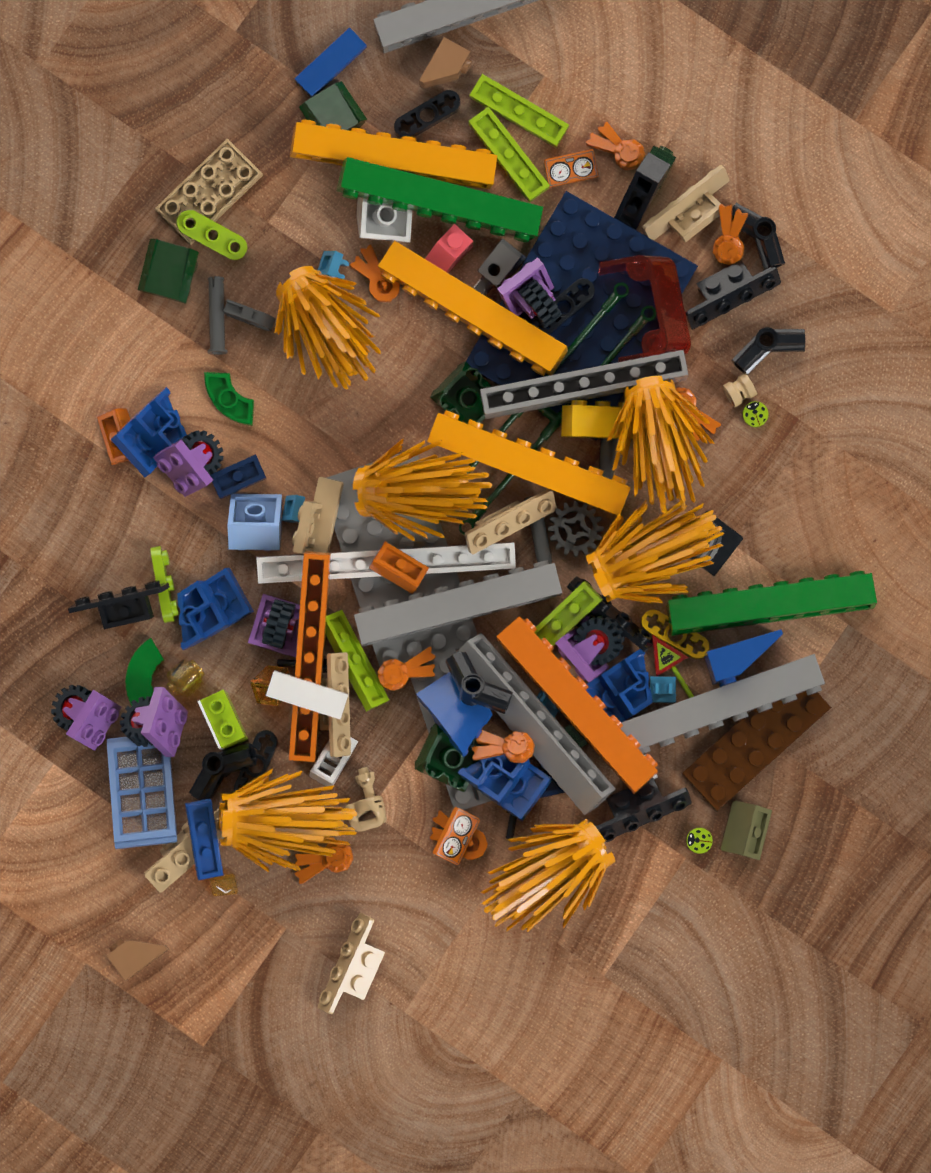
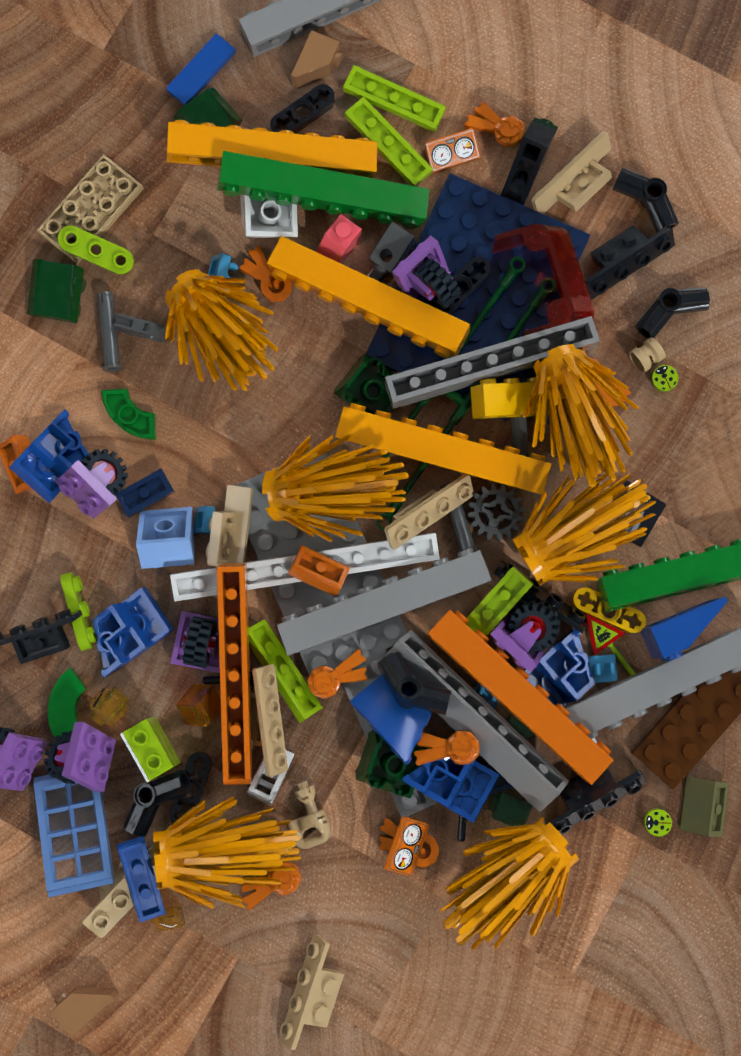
camera: 10 degrees left, 0 degrees up
(307, 694) = (235, 715): white tile -> none
(557, 811) = (509, 809): none -> clear green brick
(729, 247) = (620, 213): orange piece -> none

